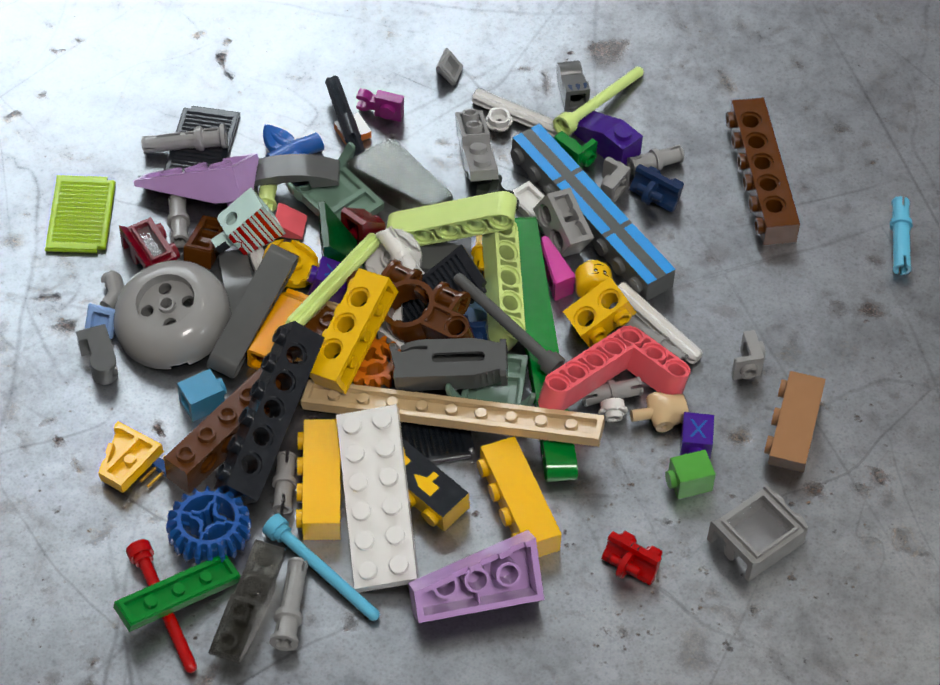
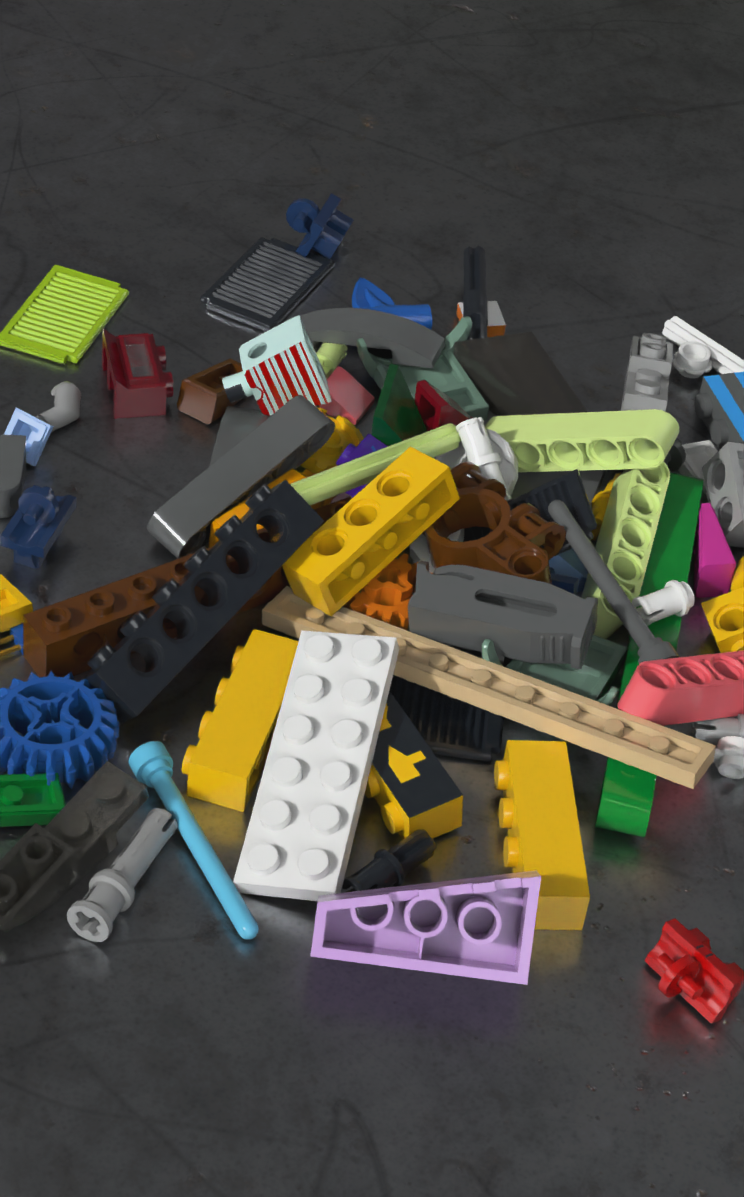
camera: 15 degrees right, 10 degrees down
(139, 385) = (37, 524): none -> dark blue hips
(172, 331) = (102, 452): light grey brick -> none
(178, 220) = (191, 351): light grey pin -> none
(198, 138) = (261, 269): light grey pin -> none
(201, 394) = (121, 555): dark azure brick -> none
(212, 184) = (247, 312): lavender wedge -> none
(223, 89) = (323, 227): none -> dark blue hips
(284, 482) = (190, 707): light grey pin -> none
(385, 104) = (537, 298): magenta plate -> none
(440, 548) = (393, 864): none -> black axle
(449, 67) = (644, 283): light grey slope -> none
(546, 317) = (672, 599): none -> white pin

